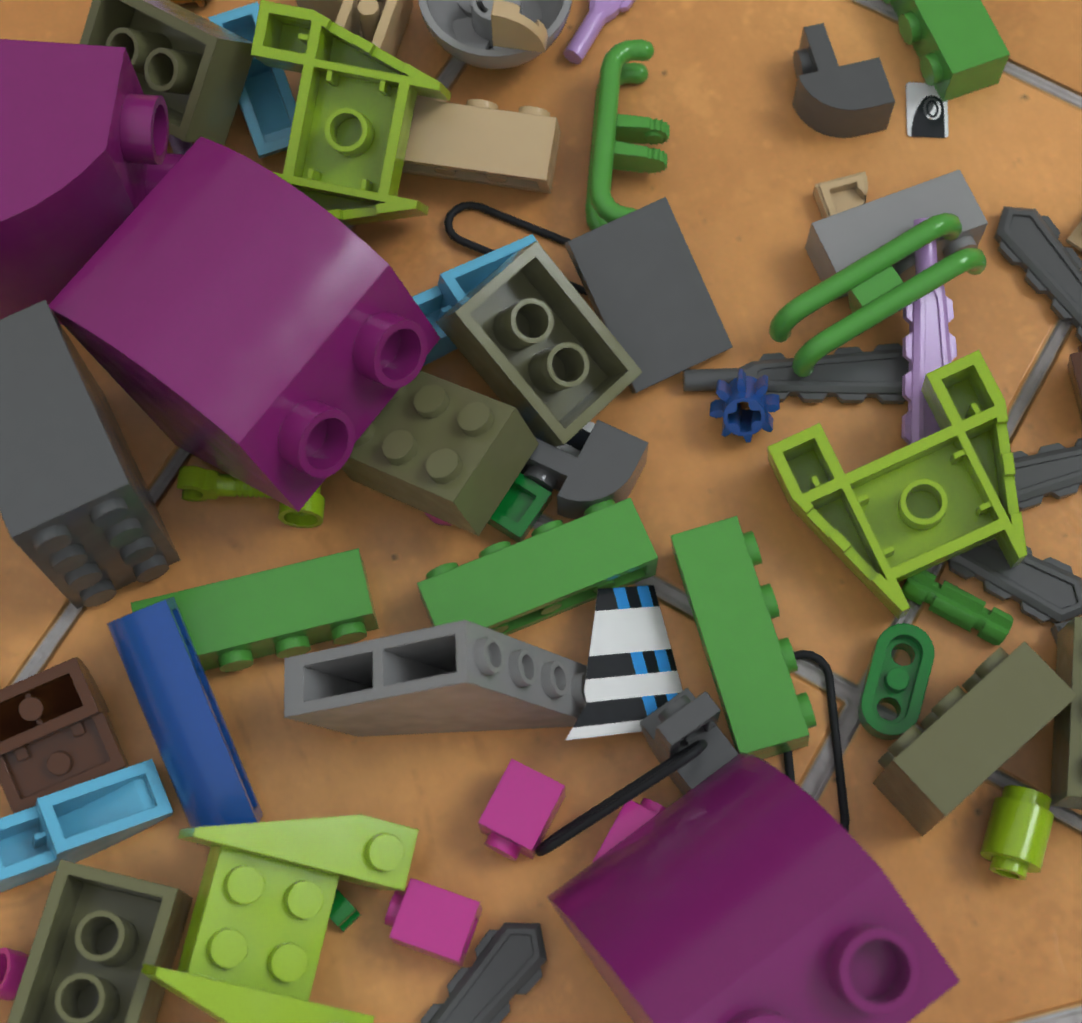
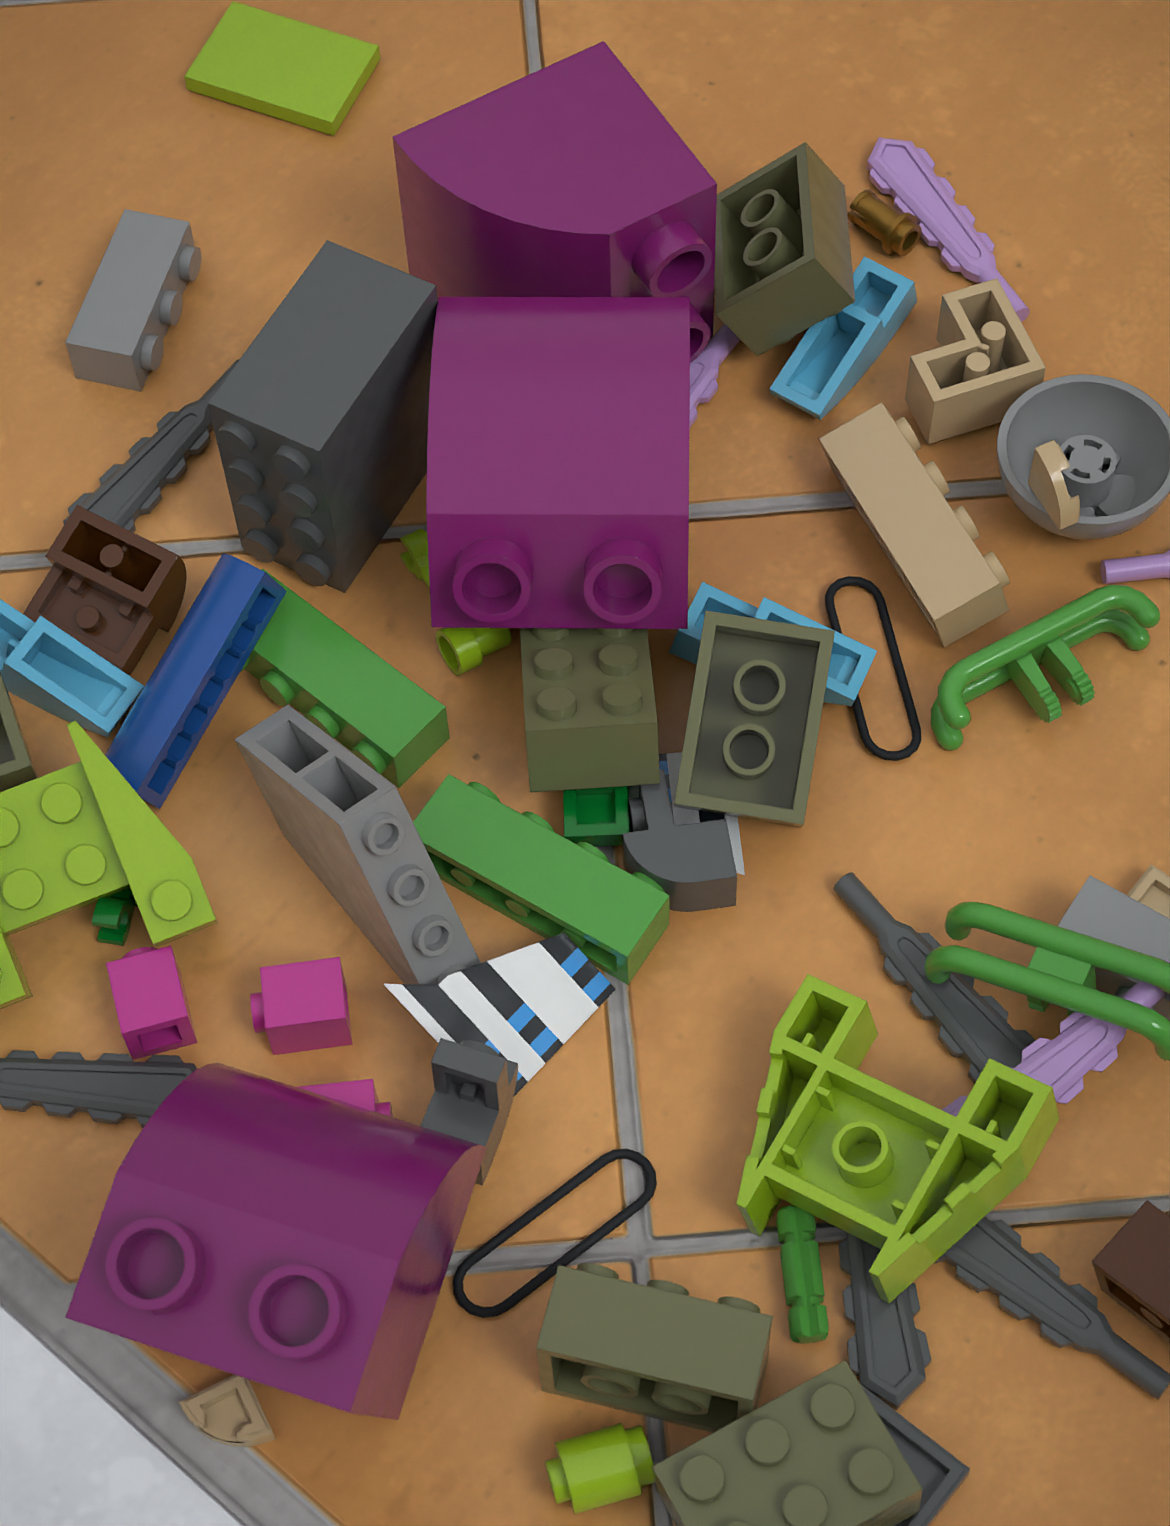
camera: 55 degrees right, 10 degrees down
(347, 114) = (833, 420): lime wedge -> none
(621, 797) = (368, 1070): black piece -> none
(649, 292) = (894, 785): dark grey tile -> none
(740, 639) = (607, 1089): bright green brick -> none
(742, 421) = (852, 943): blue gear -> none
(896, 684) = (673, 1248): green plate -> none

